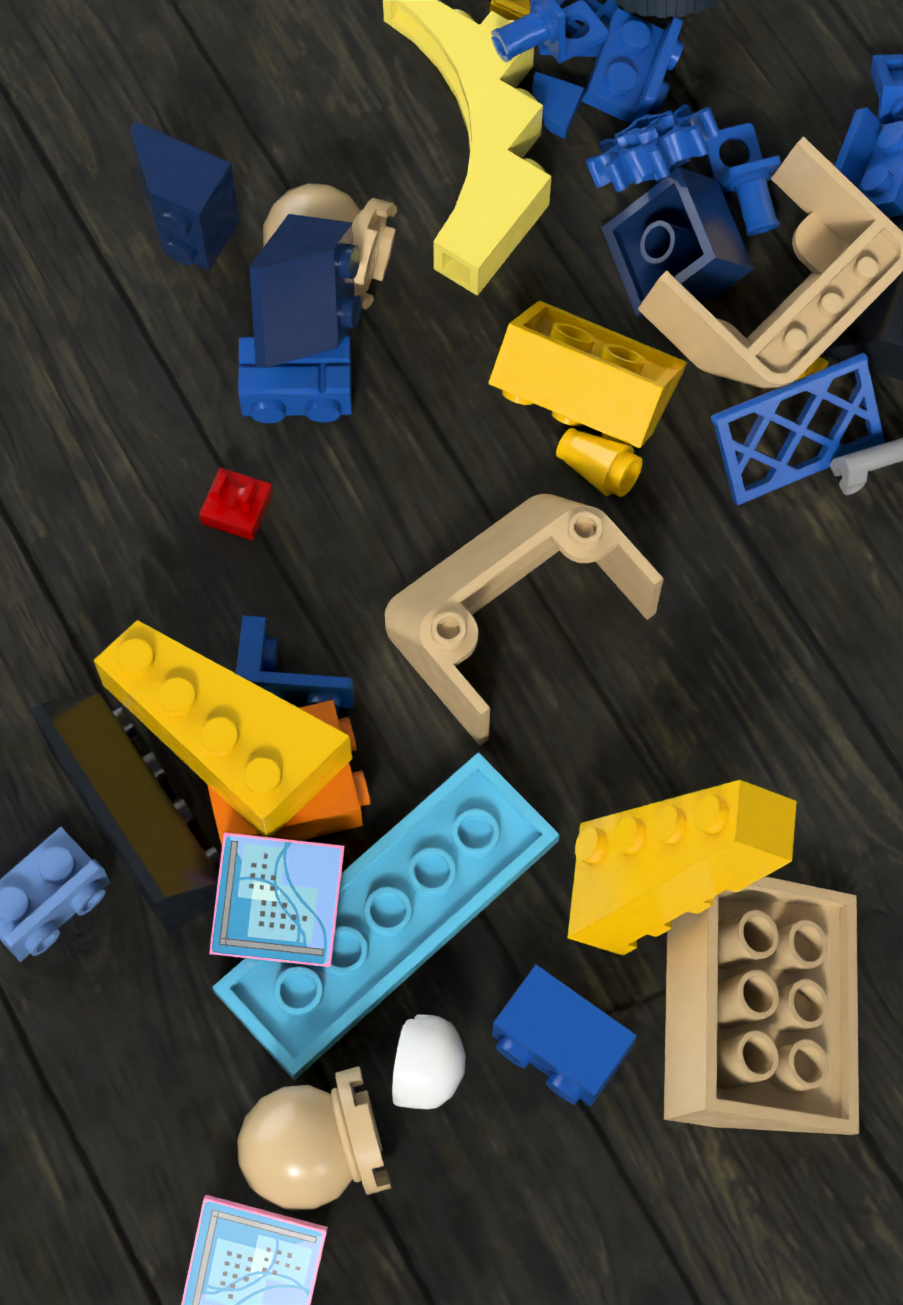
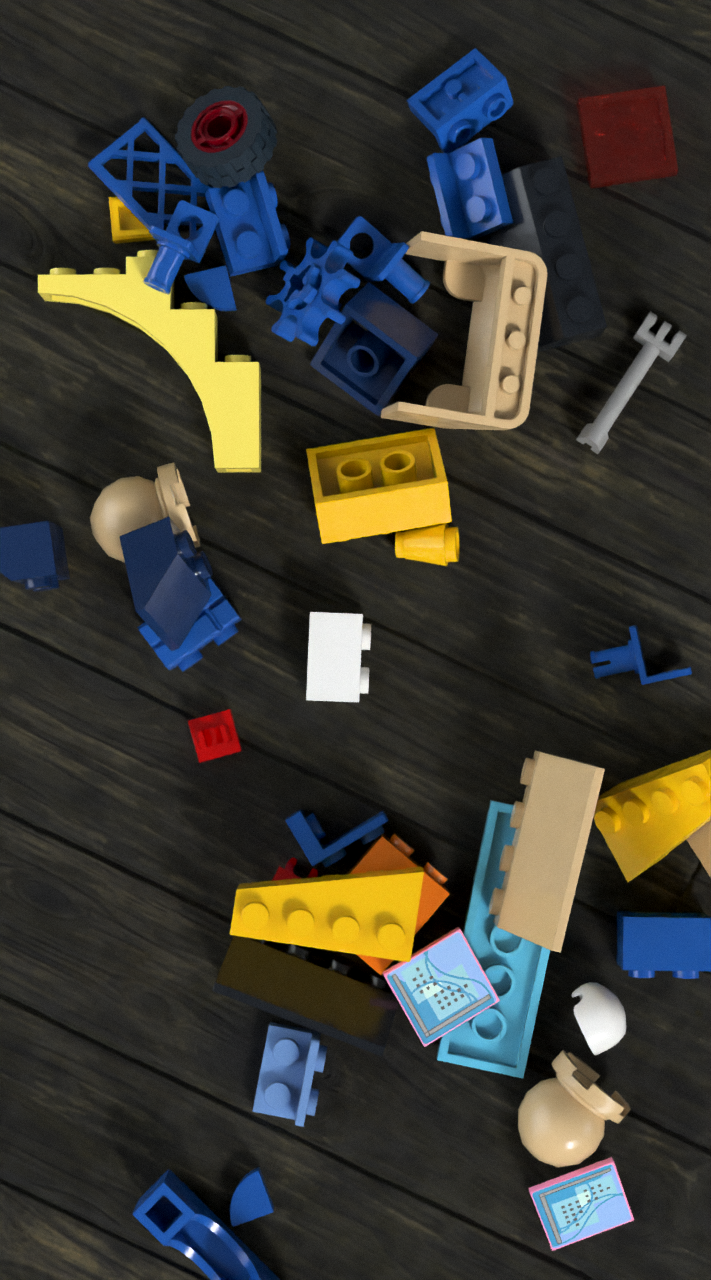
camera: 35 degrees left, 20 degrees up
(420, 503) = (335, 657): none -> white brick
(434, 614) = (410, 672): tan windscreen -> none
(505, 815) = (546, 848): none -> tan slope
(741, 712) = (630, 658): none -> blue bracket
(766, 405) = (570, 428): blue window -> none

